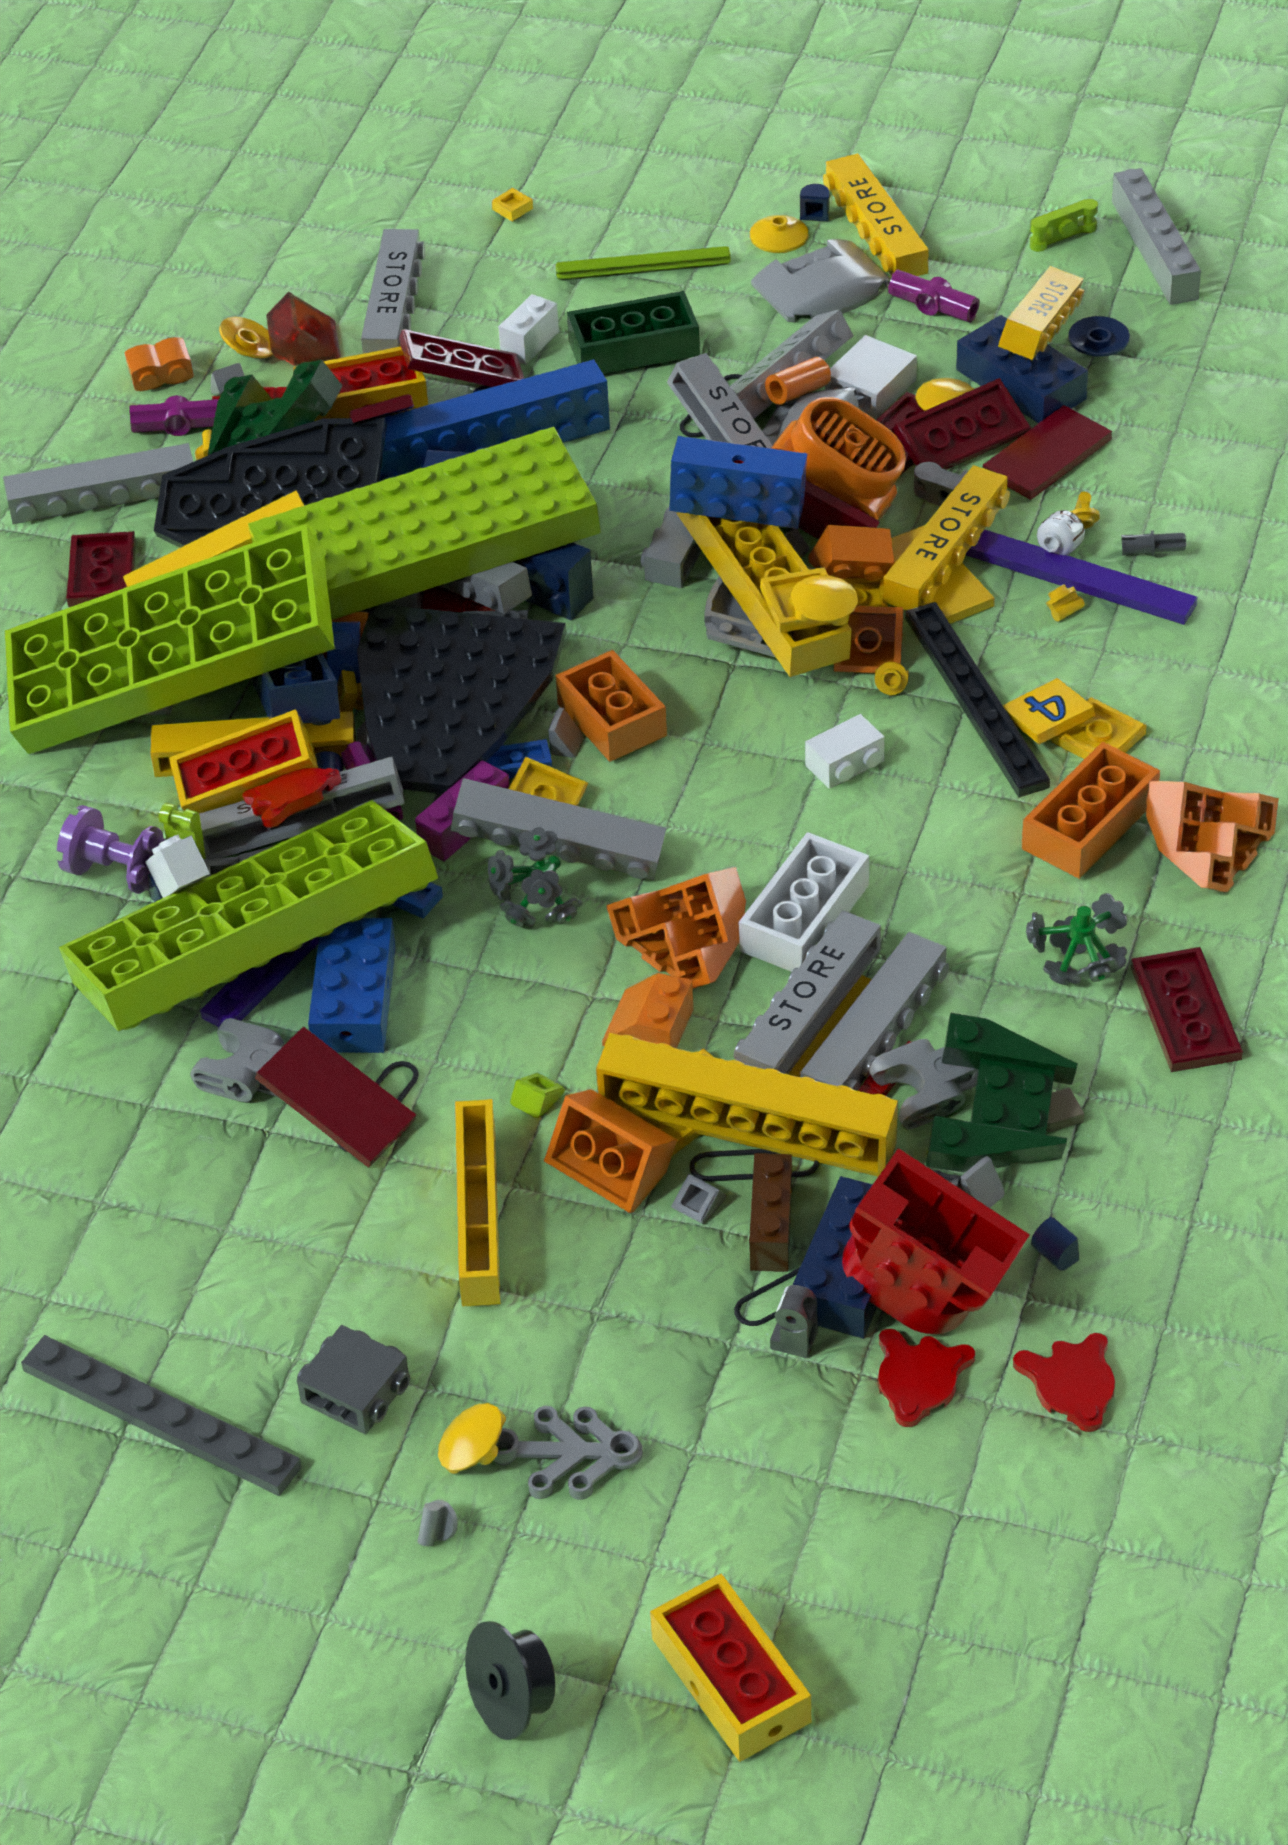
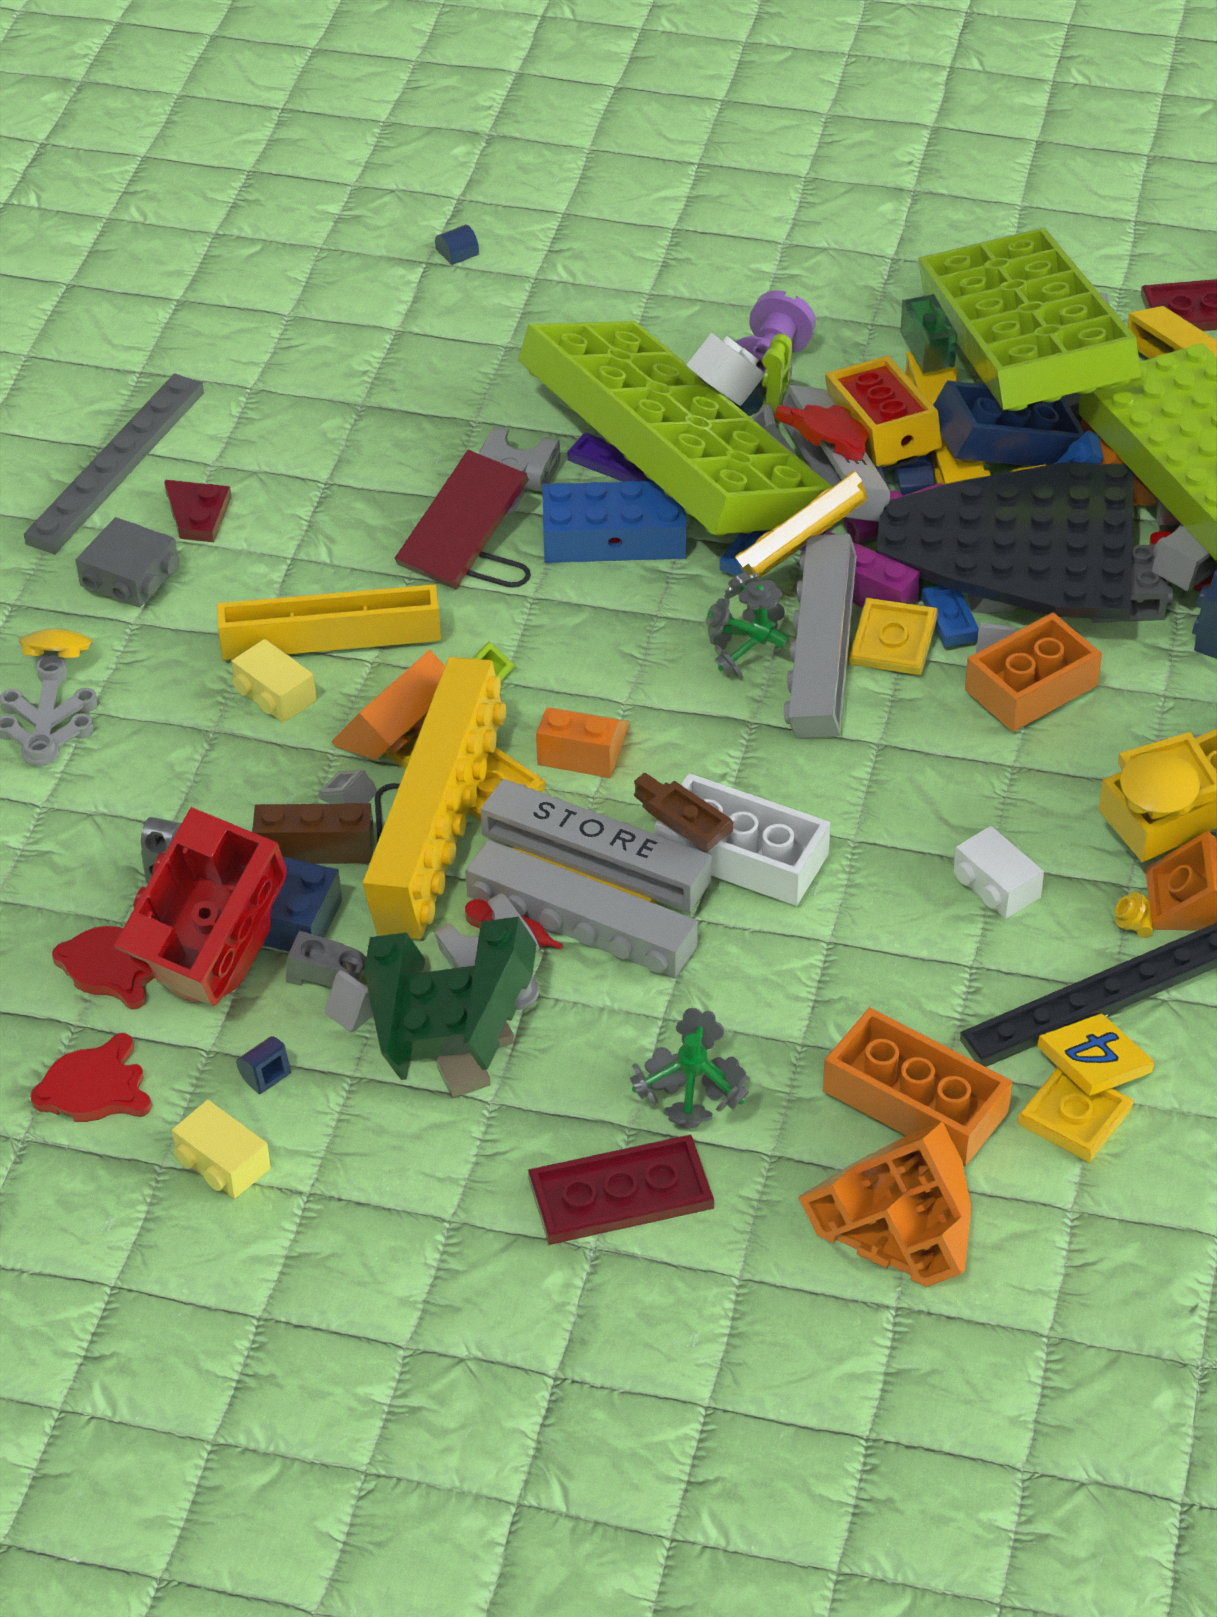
camera: 85 degrees right, 0 degrees up
(155, 719) = (928, 333): none -> clear green brick
(256, 1335) = (197, 508): none -> dark red wing
(443, 813) = (810, 521): none -> container
(548, 1252) = (273, 680): none -> light yellow brick
(686, 926) = (714, 744): orange brick -> none
(800, 918) = (683, 811): none -> reddish brown hinge
(1160, 1272) = (220, 1149): none -> light yellow brick

